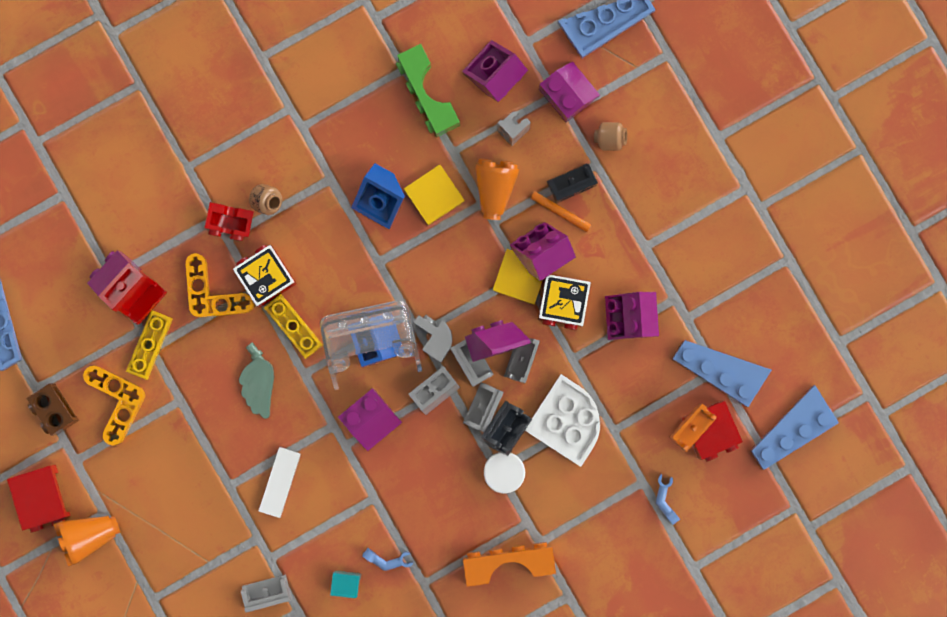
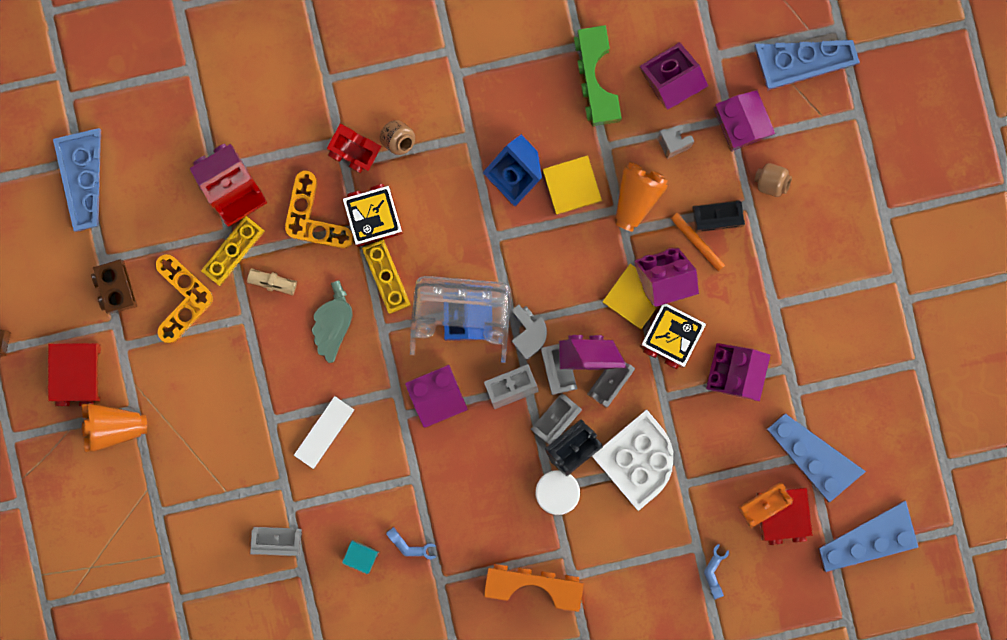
camera: 20 degrees right, 0 degrees up
(192, 362) = (272, 281): none -> tan pin

